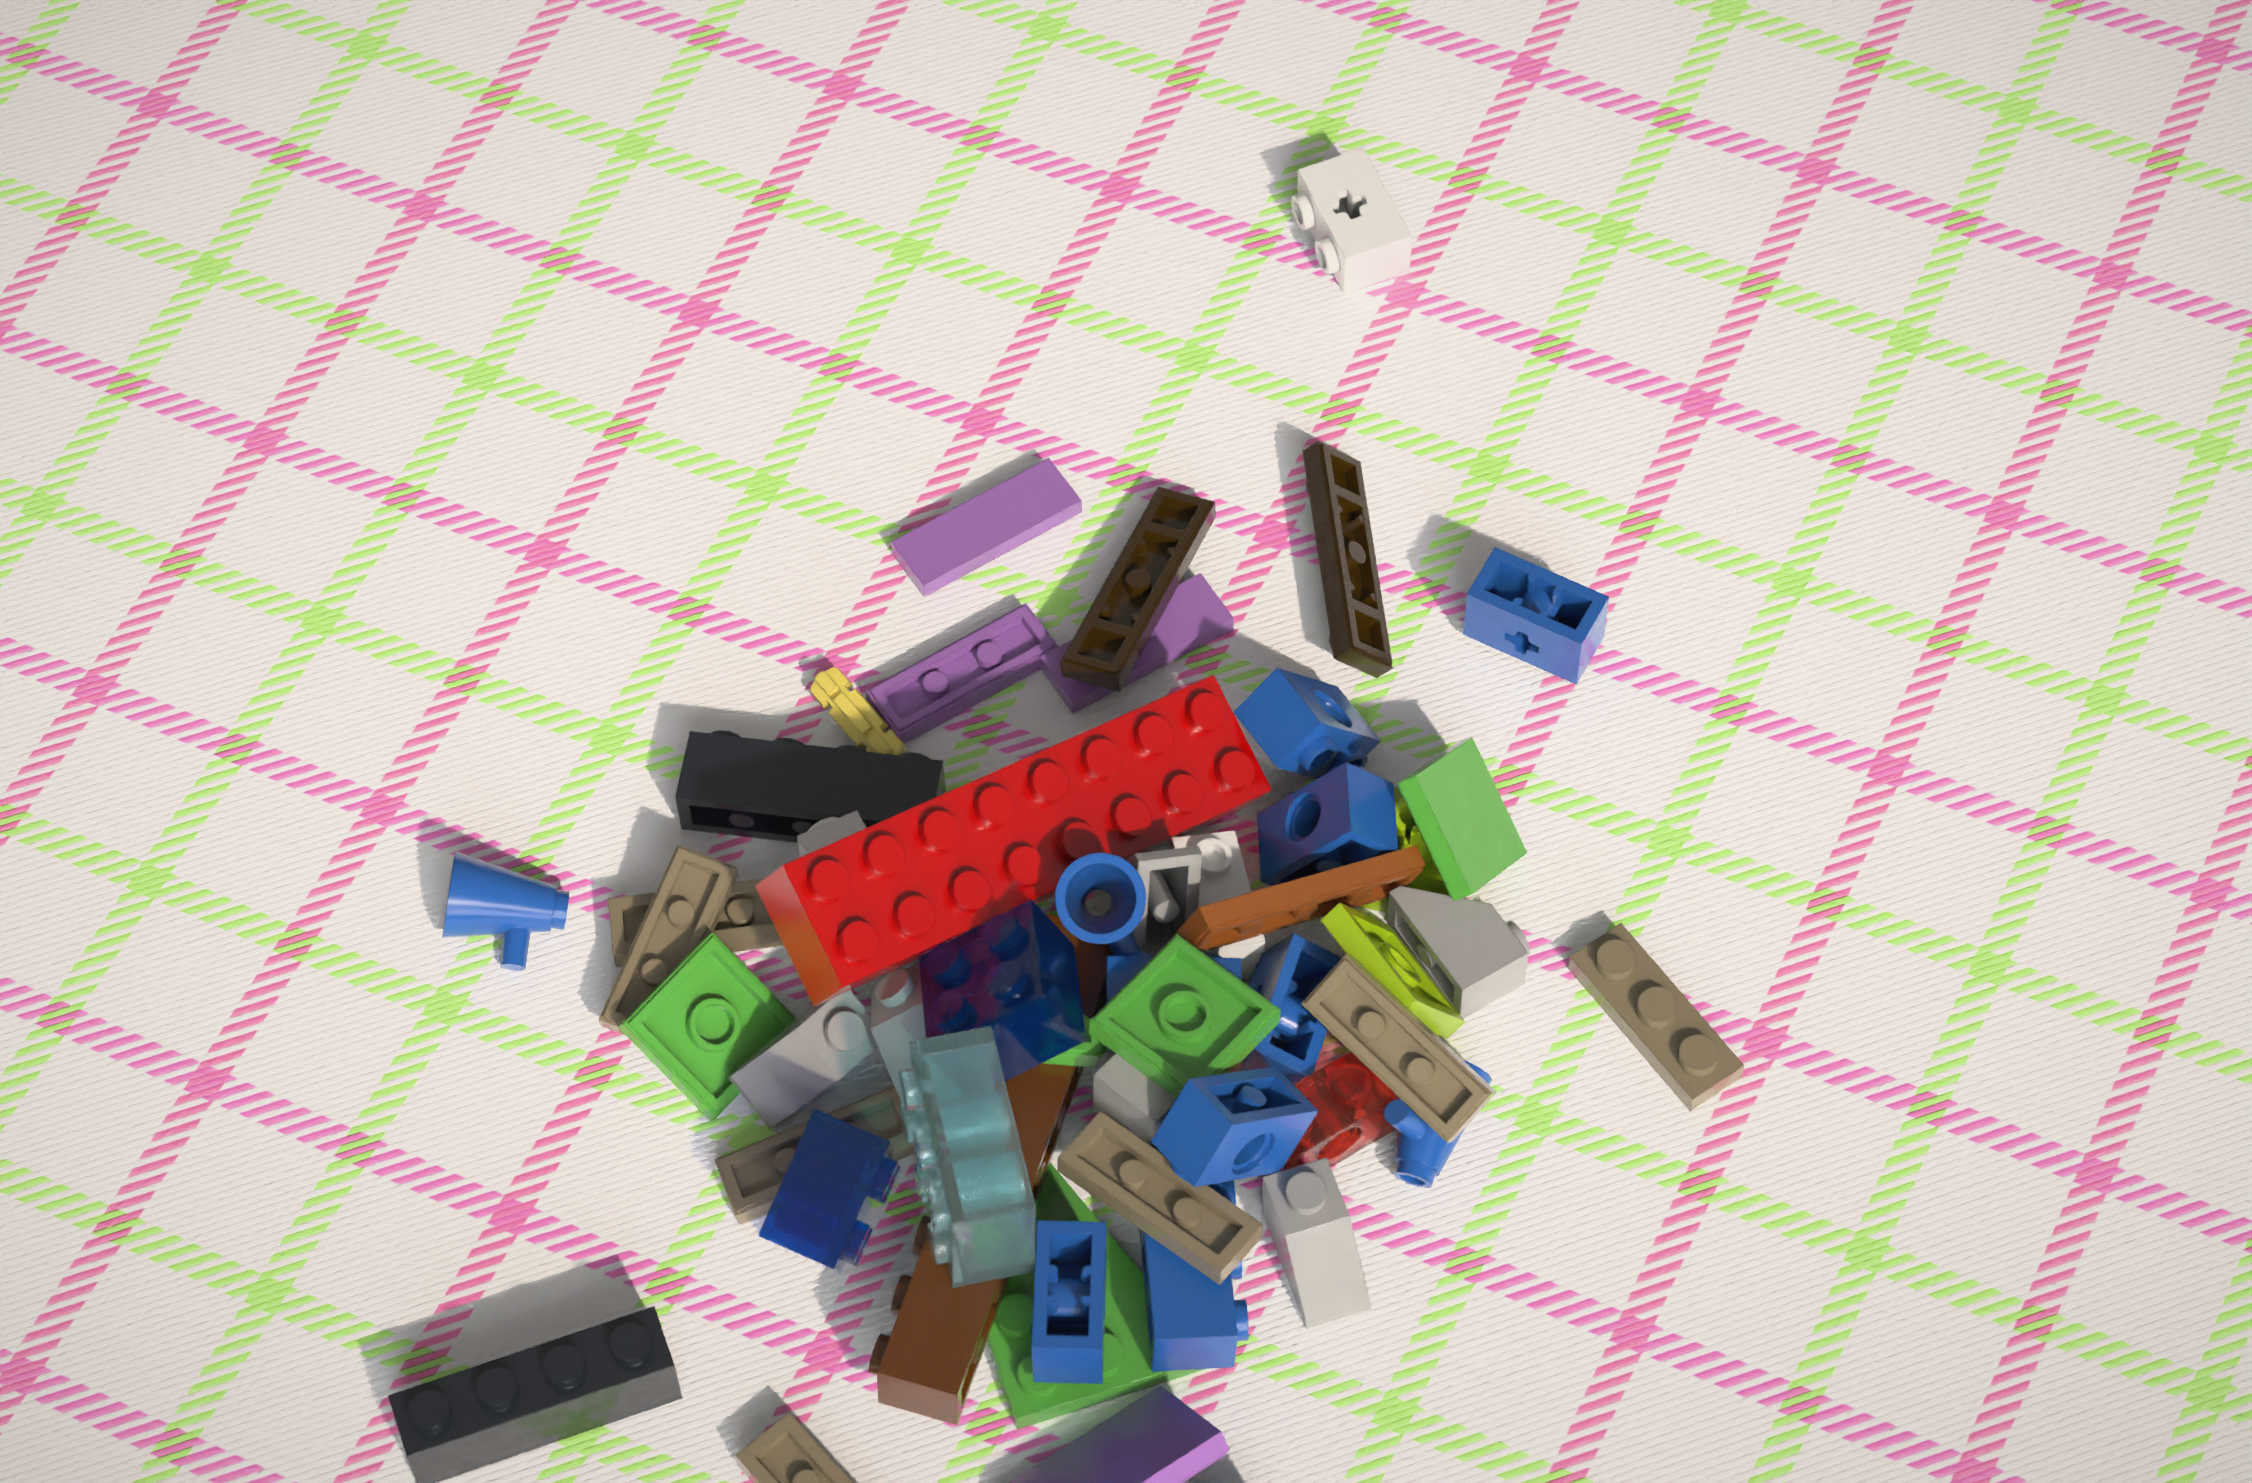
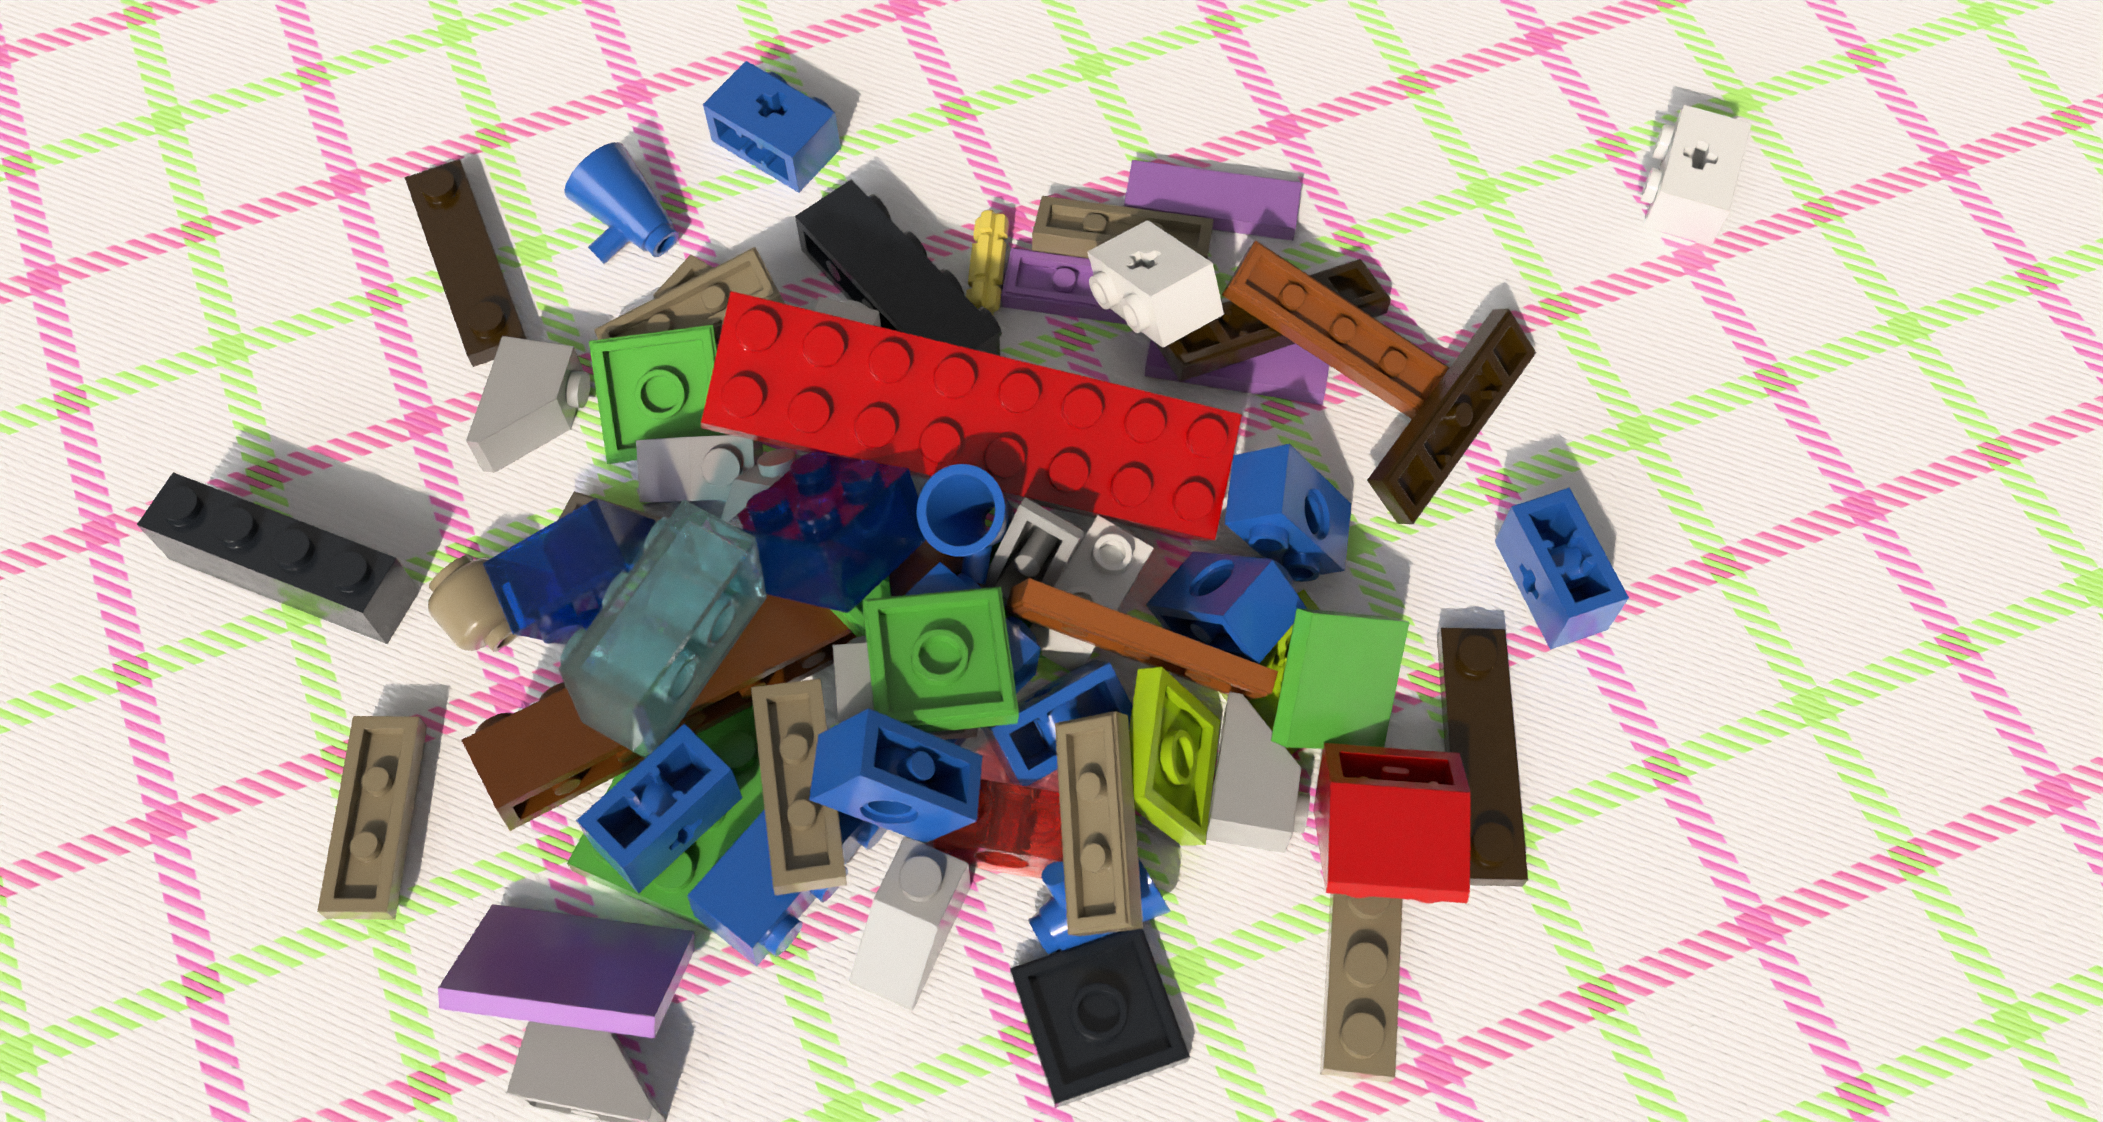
camera: 40 degrees right, 5 degrees up
(404, 1058) = (465, 260): none -> dark brown plate
(556, 740) = (772, 125): none -> blue brick
(598, 1116) = (526, 401): none -> light grey slope
(739, 1299) = (468, 606): none -> dark tan head
(948, 610) = (1079, 226): none -> dark tan plate
(1034, 626) = (1155, 283): none -> white brick
(1201, 559) = (1334, 329): none -> dark orange tile
(1504, 1198) = (1098, 1016): none -> black tile
(1589, 889) = (1393, 823): none -> red slope
(1598, 800) = (1481, 729): none -> dark brown plate

